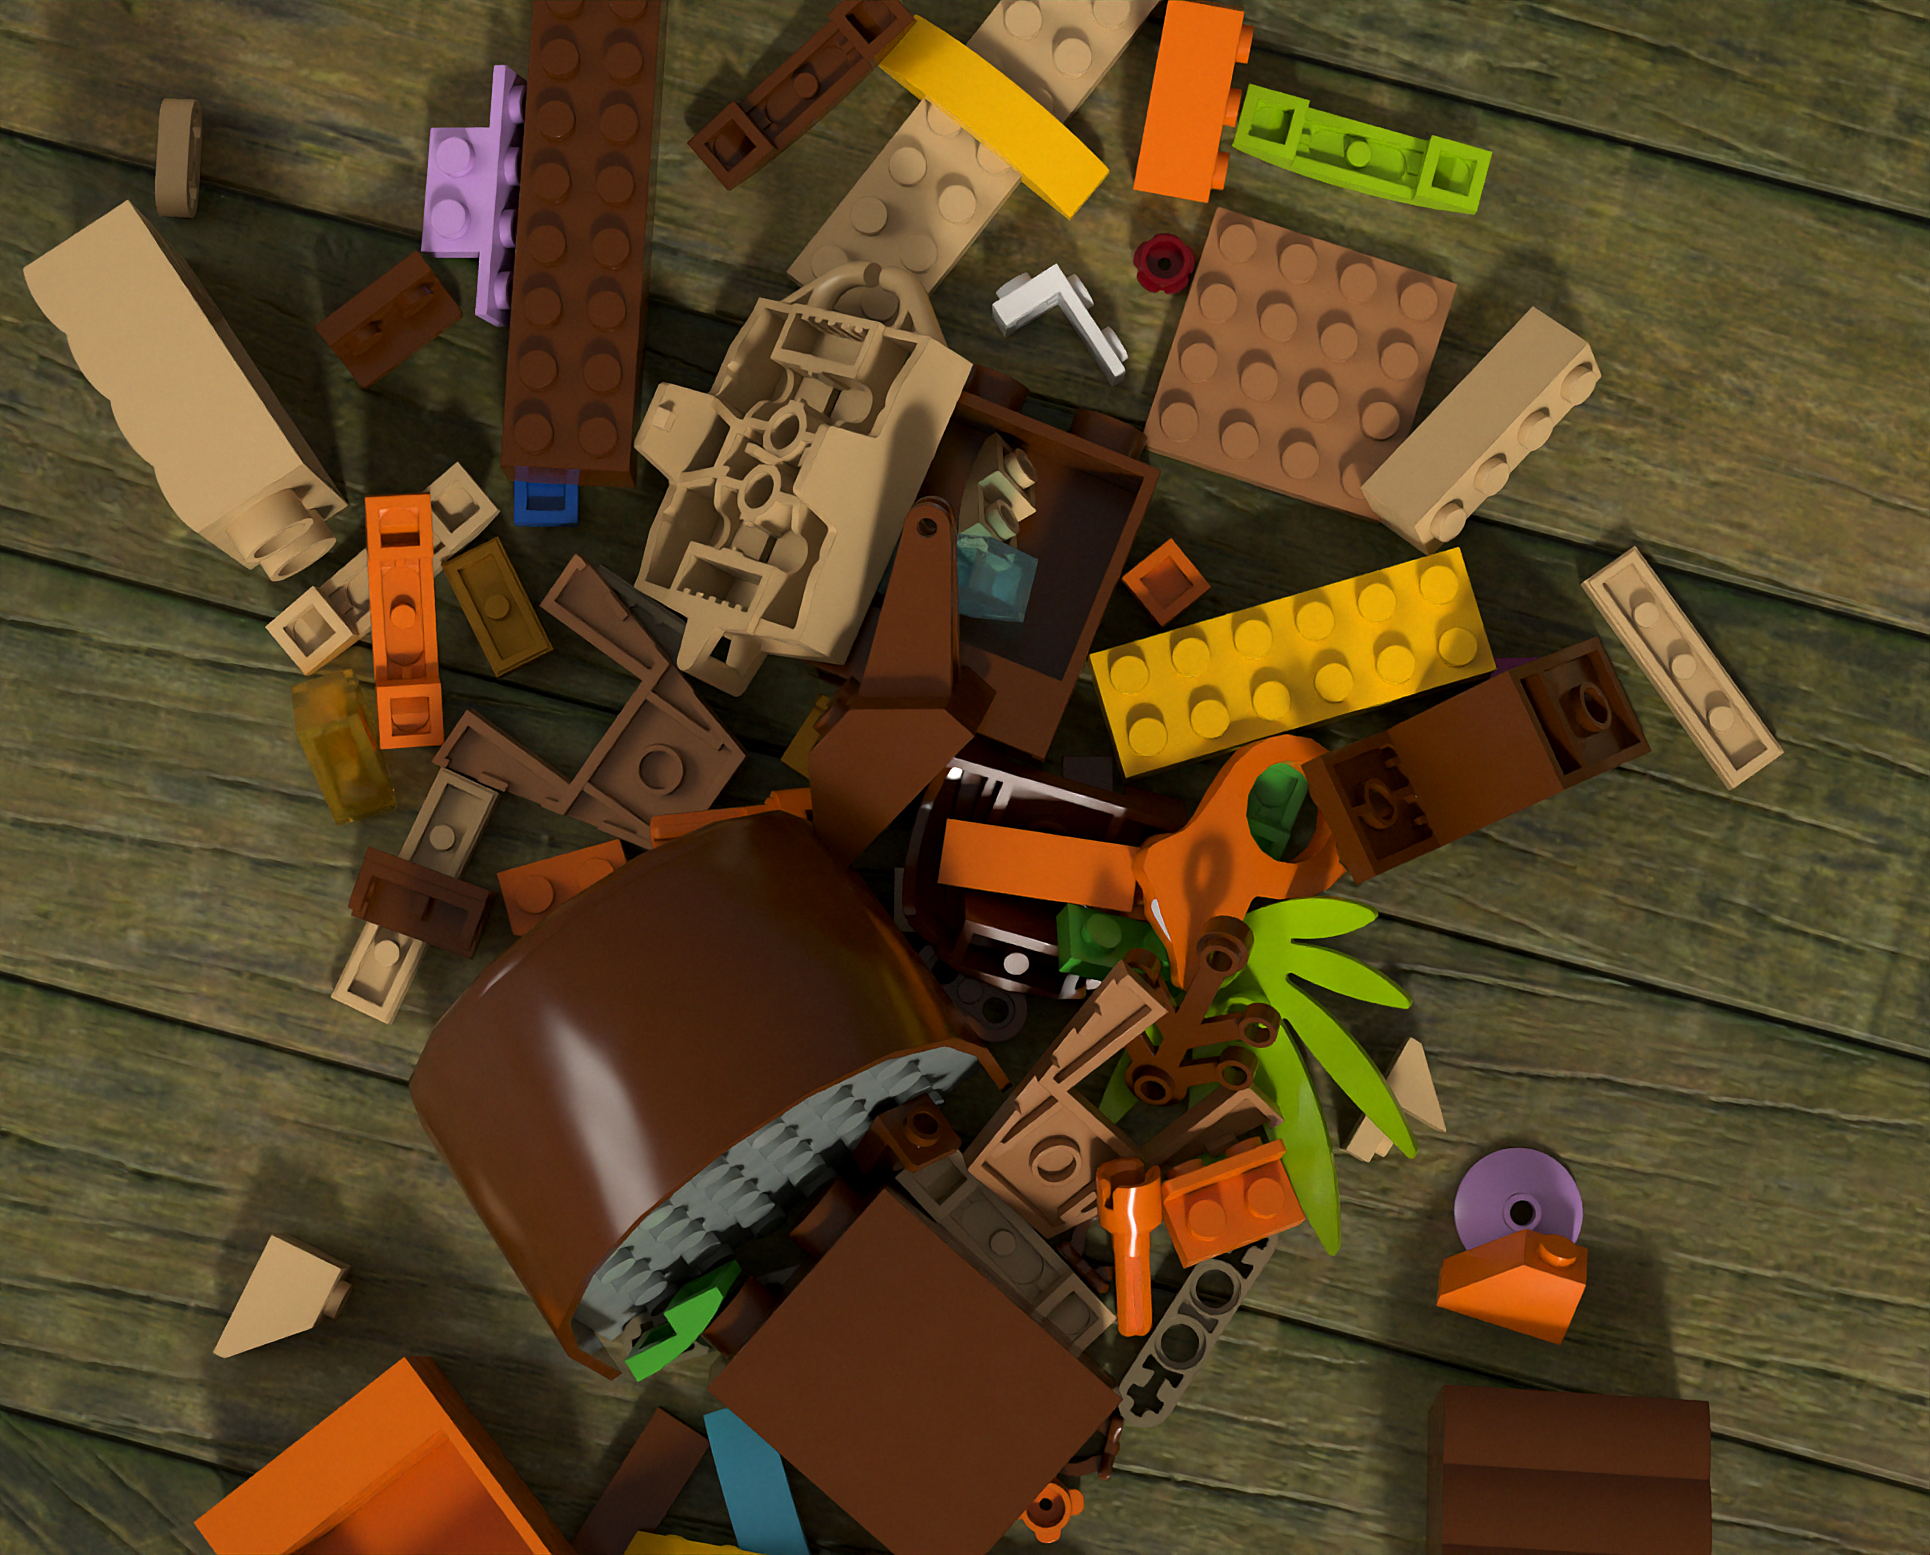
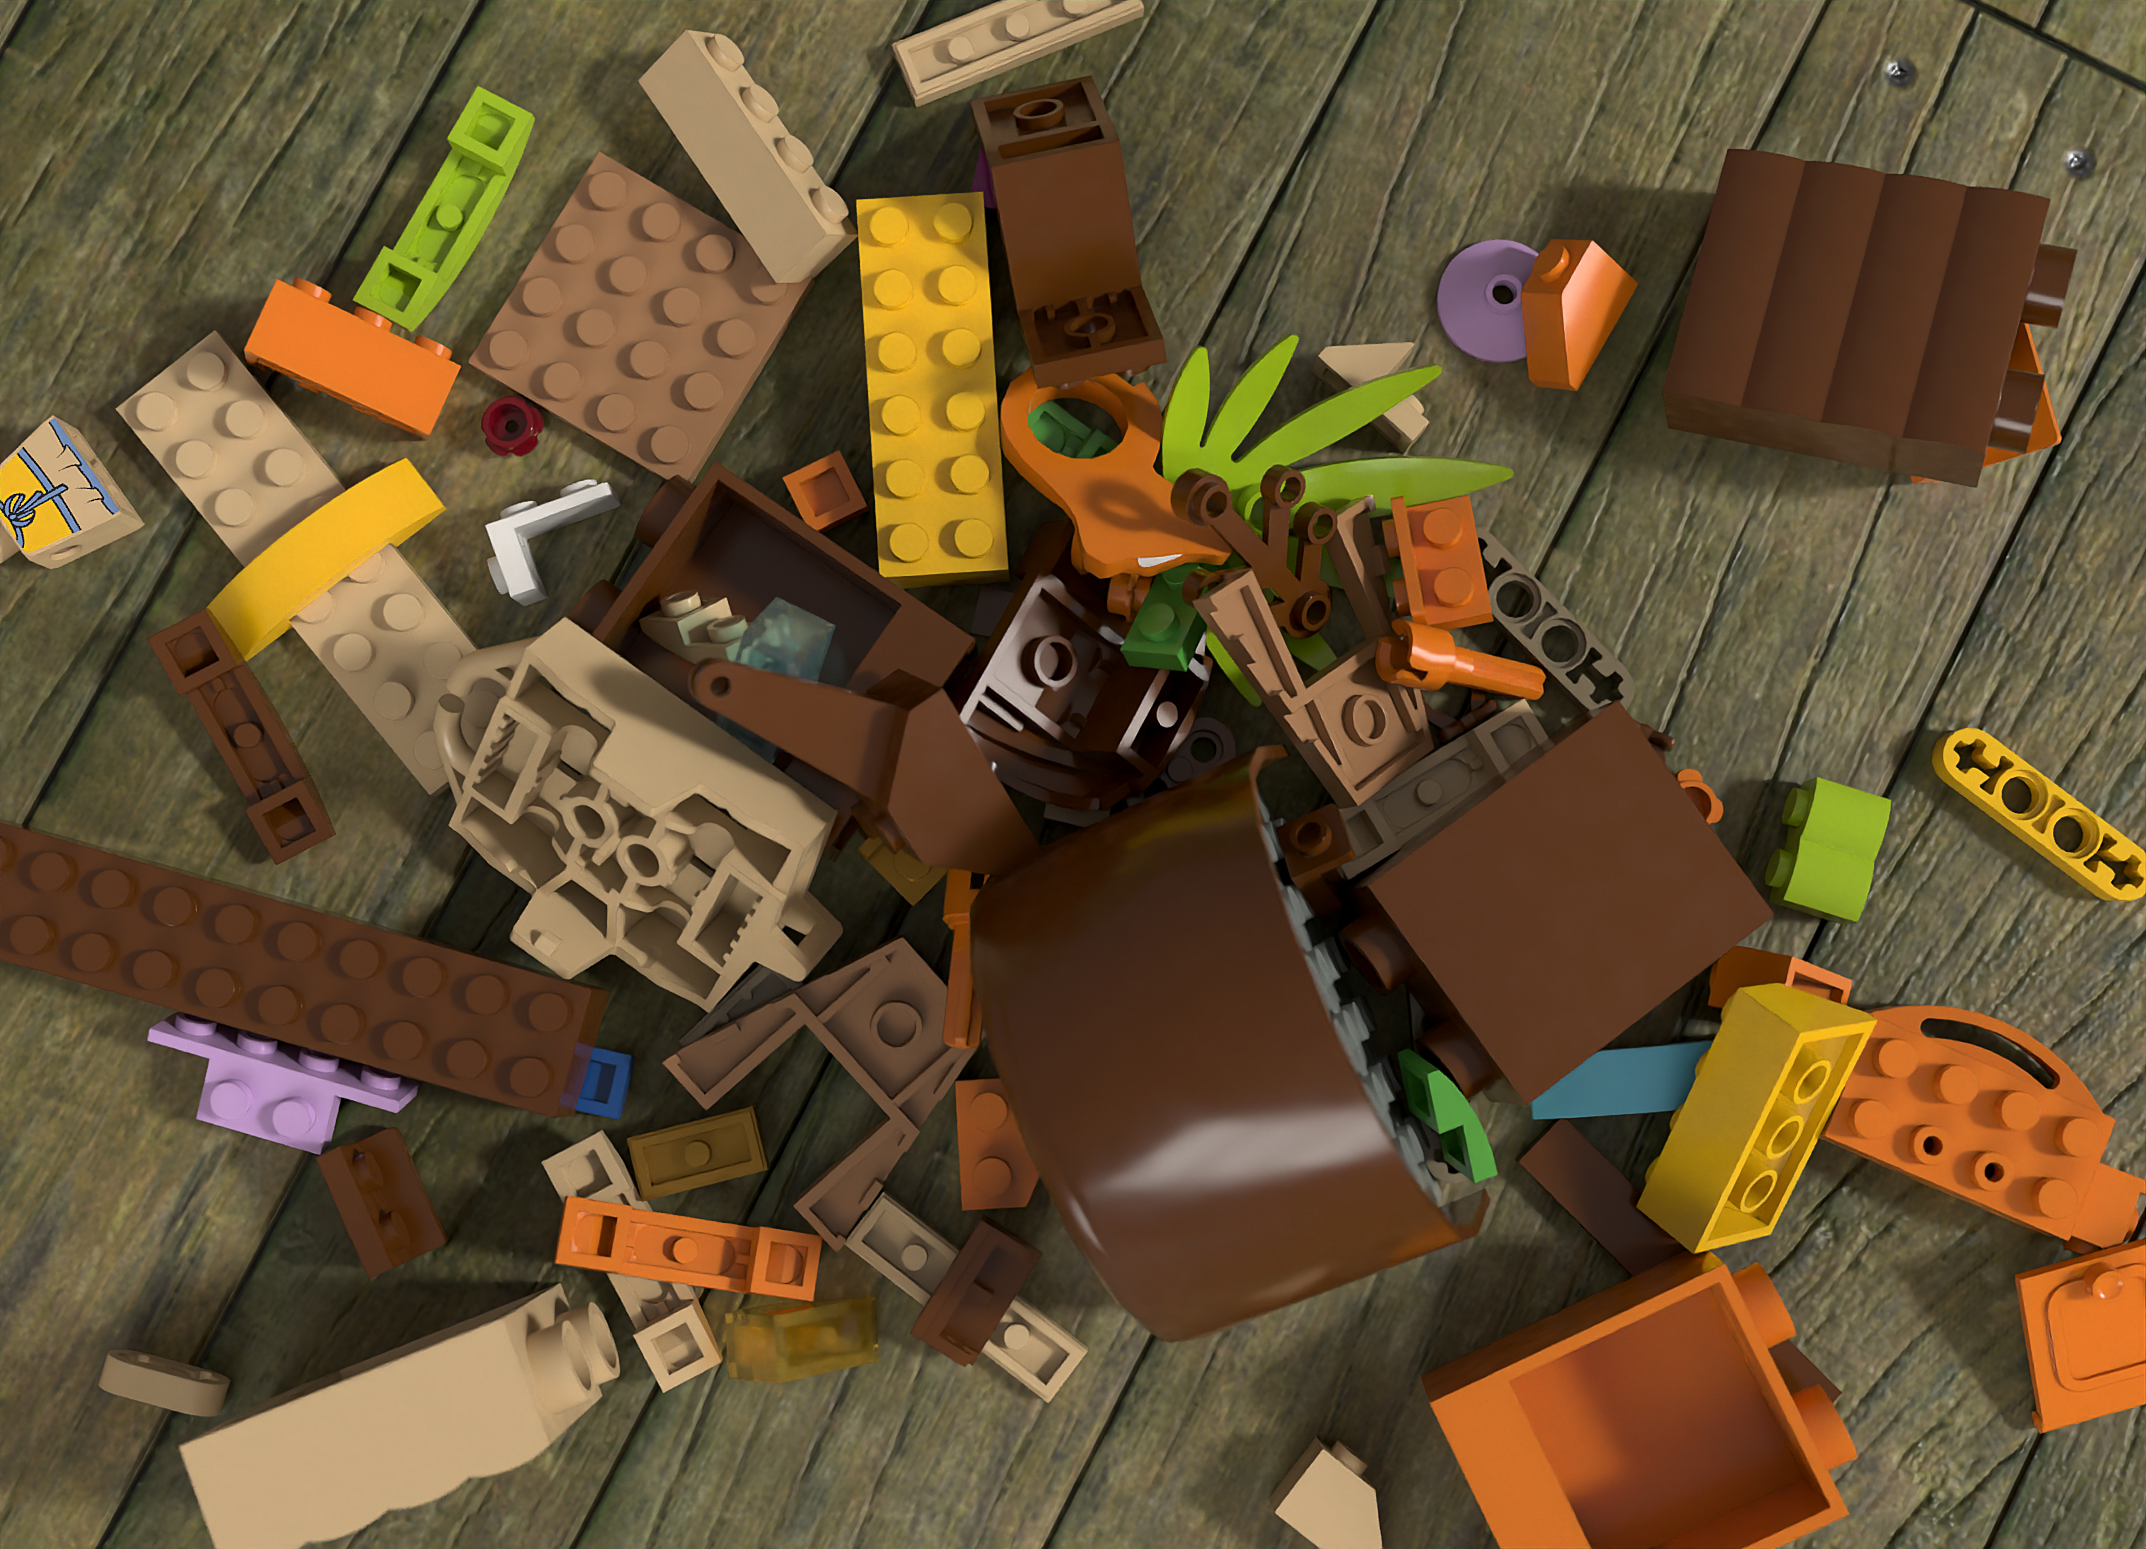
camera: 85 degrees left, 0 degrees up
(1038, 865) = (1076, 670): orange tile -> none

